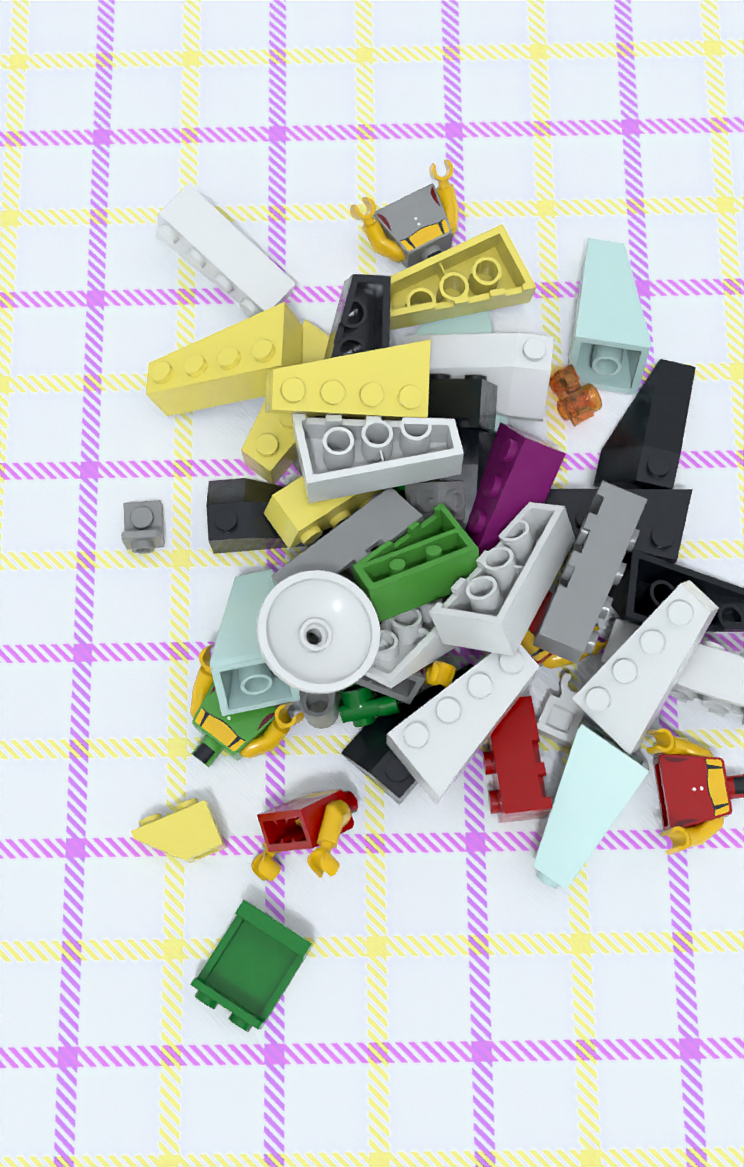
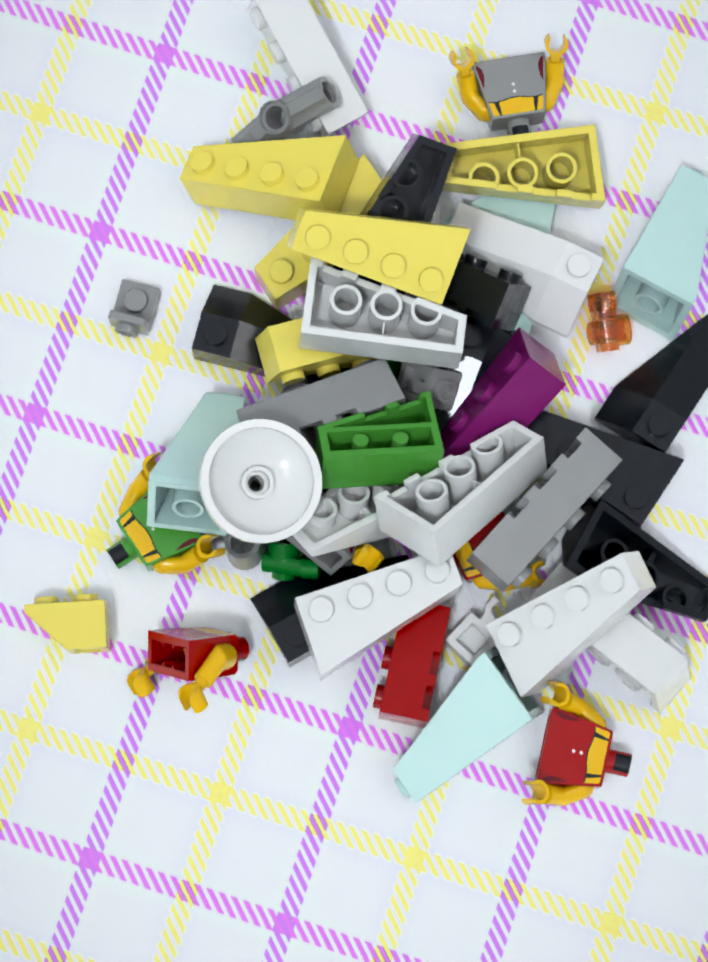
camera: 15 degrees right, 5 degrees up
(234, 295) = (299, 108): none -> light grey piece
(251, 967) = (95, 771): green panel -> none

